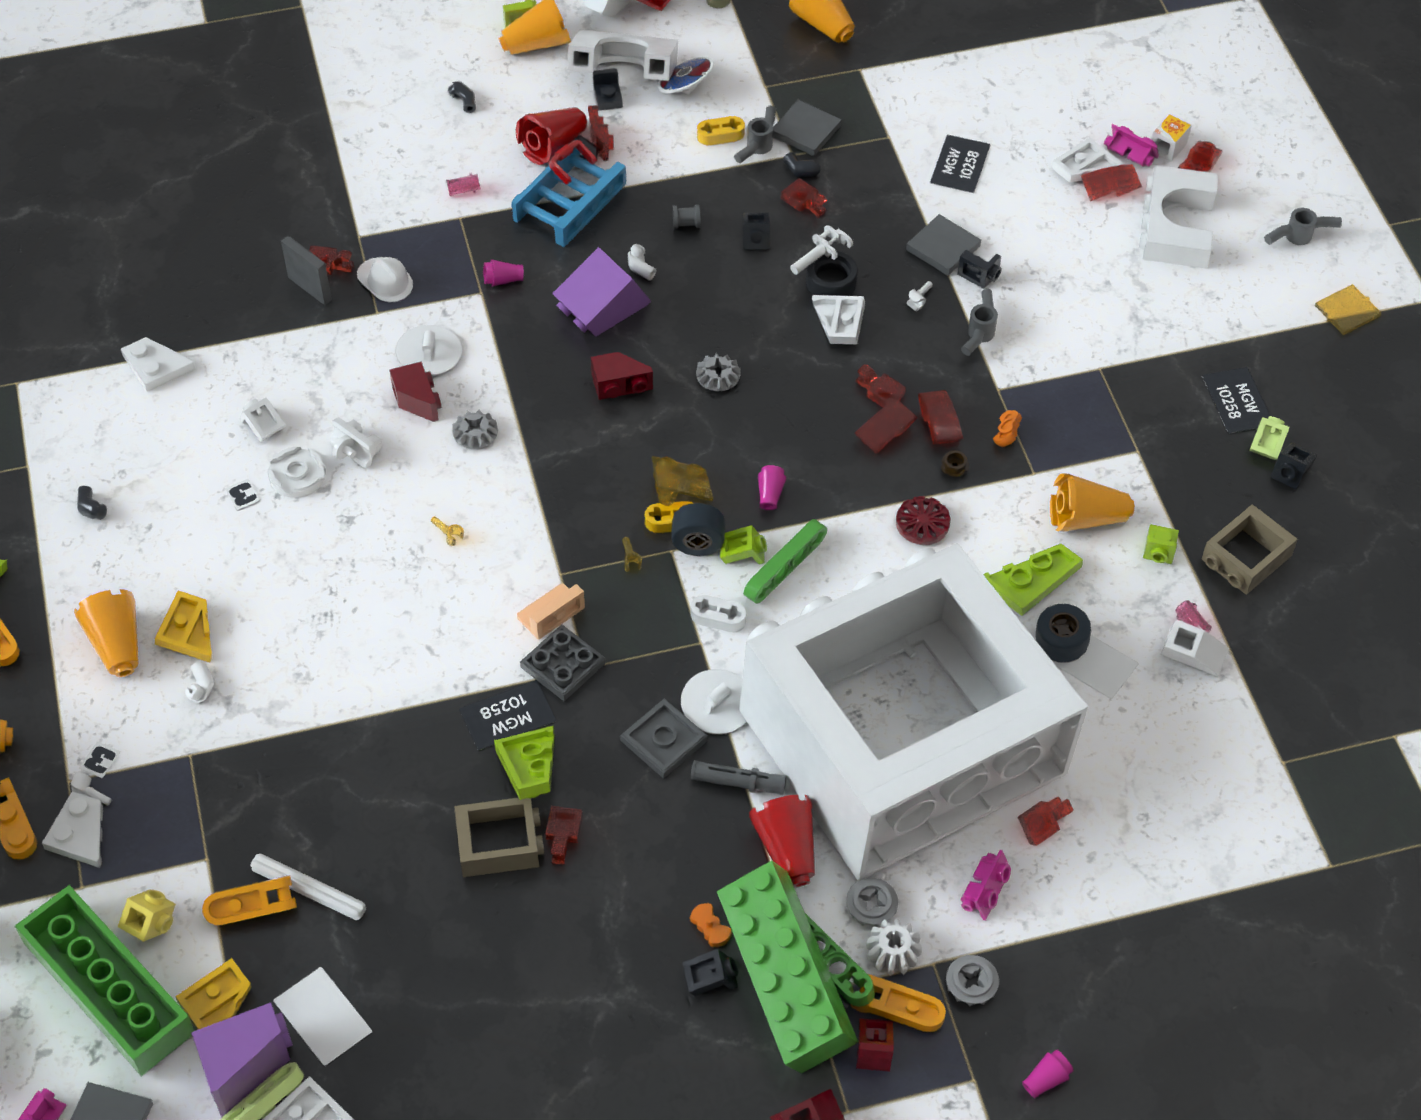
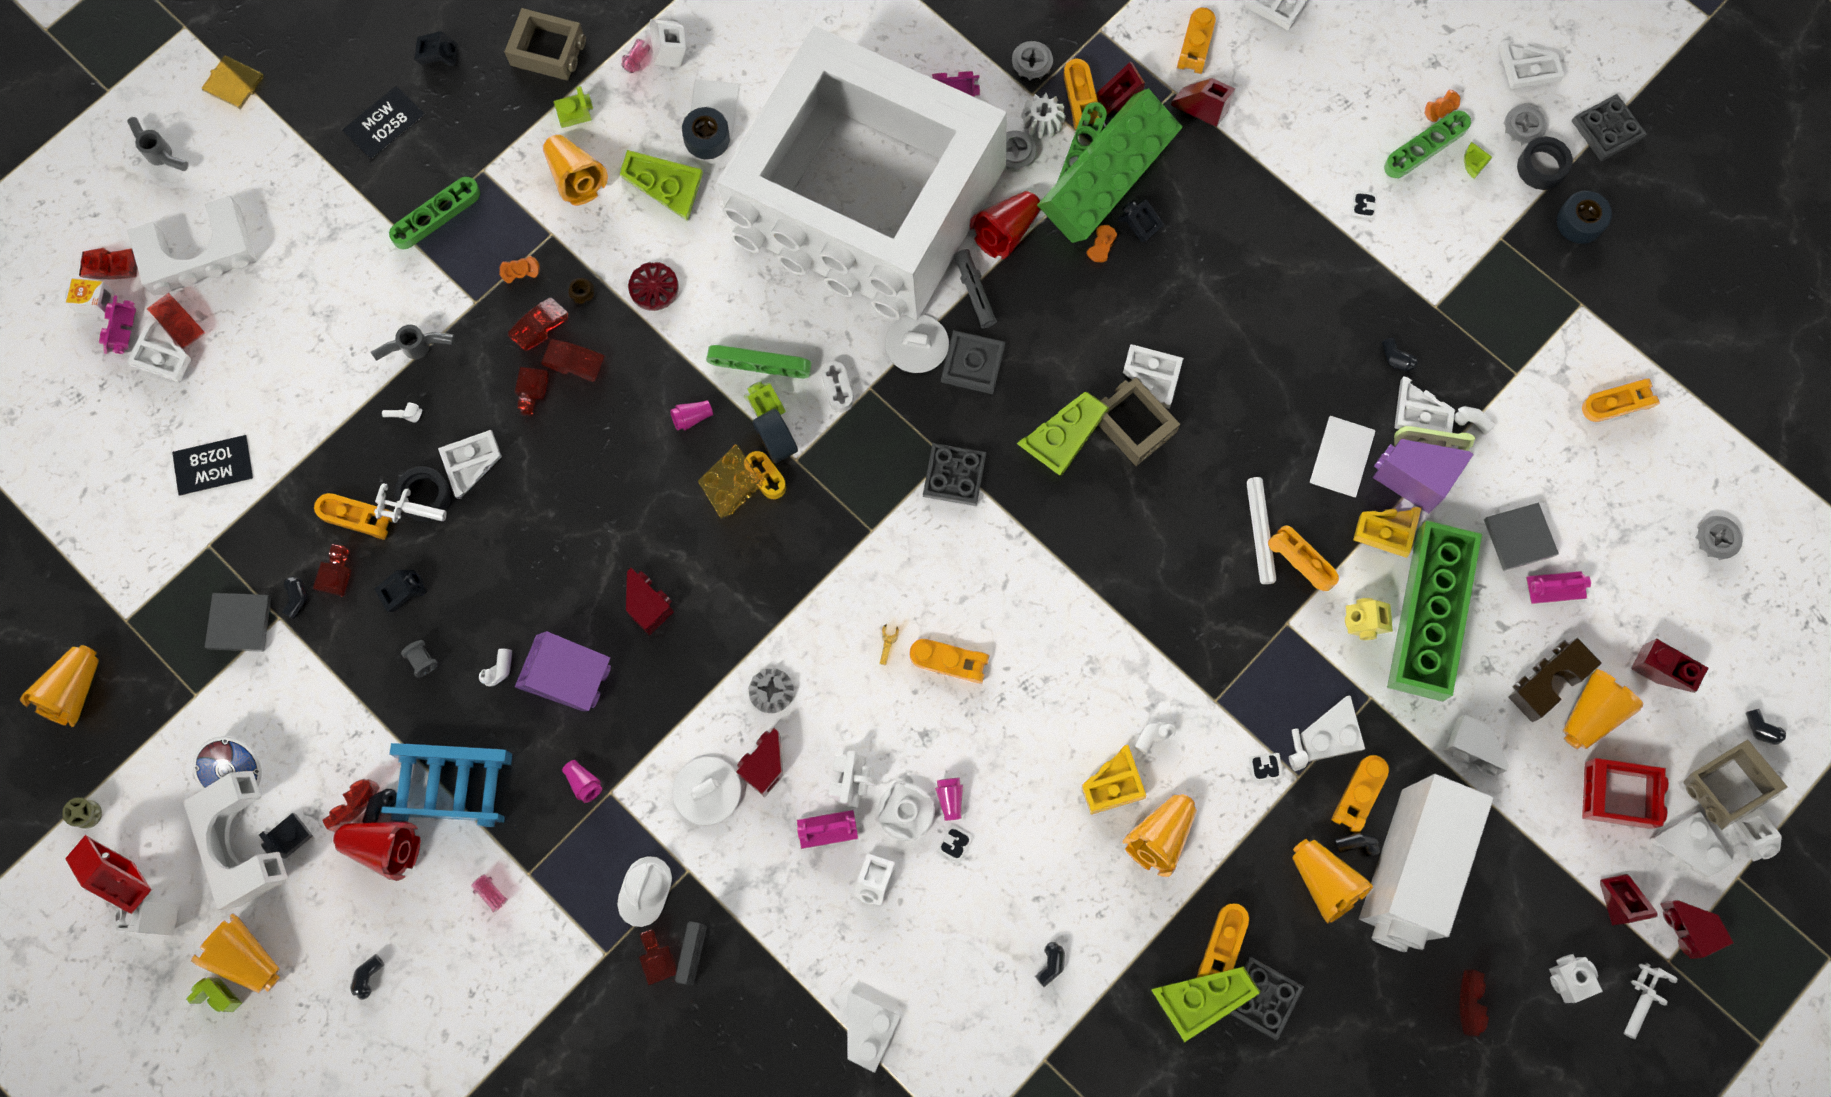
camera: 120 degrees left, 20 degrees up
(282, 504) = (950, 797): none -> dark pink cone
(330, 407) = (827, 829): none -> dark pink hinge
(396, 567) = (948, 660): none -> light orange plate
(507, 714) = (1024, 488): black sticker -> none
(536, 885) = (1155, 371): none -> white wing
(552, 609) = (912, 511): light nougat panel -> none
(562, 828) = (1098, 381): clear red plate -> none
(565, 151) = (409, 807): red piece -> none
(630, 556) = (825, 483): clear yellow hand -> none
(709, 379) = (601, 528): light grey gear -> none
(720, 130) = (289, 693): yellow beam -> none
(758, 136) = (283, 660): dark grey piece -> none
(850, 221) = (351, 515): none -> light orange plate
(942, 244) = (329, 424): dark grey tile -> none
(979, 270) = (350, 377): black bracket -> none
(1107, 394) = (431, 209): none -> bright green beam
(1269, 437) = (417, 75): yellowish green bracket -> none

